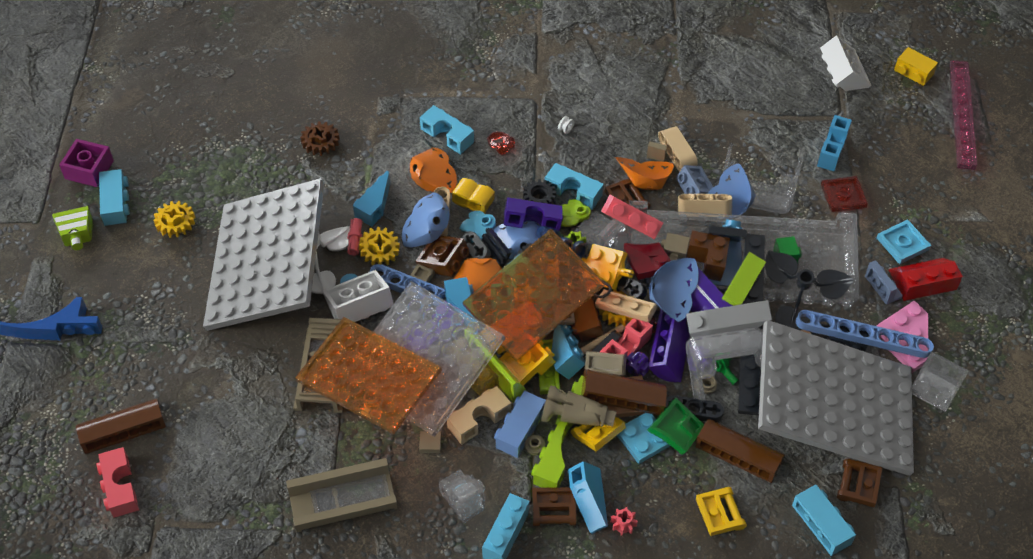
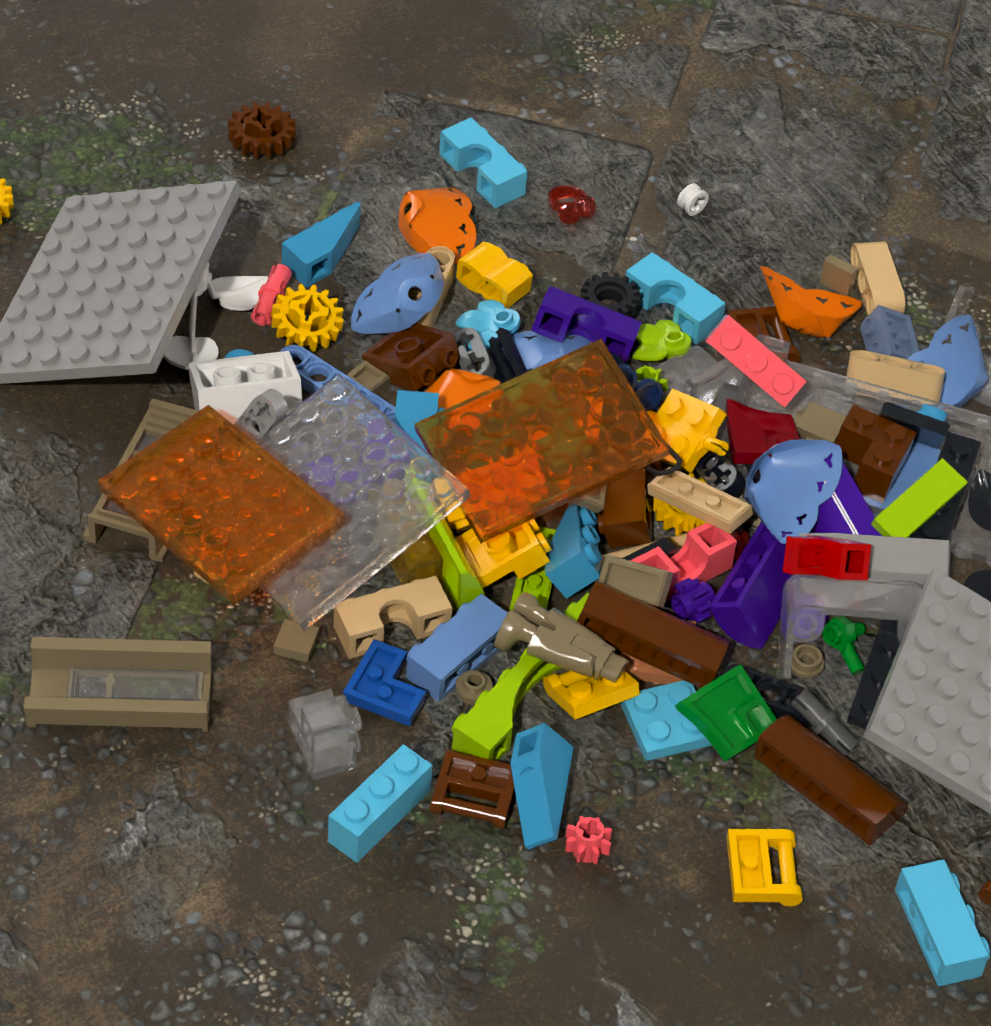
camera: 10 degrees right, 5 degrees down
(377, 318) = (256, 411): none -> light grey beam
(482, 460) = (376, 687): none -> blue plate
(708, 325) = (827, 557): none -> red brick
(728, 418) = (824, 722): none -> dark grey pin

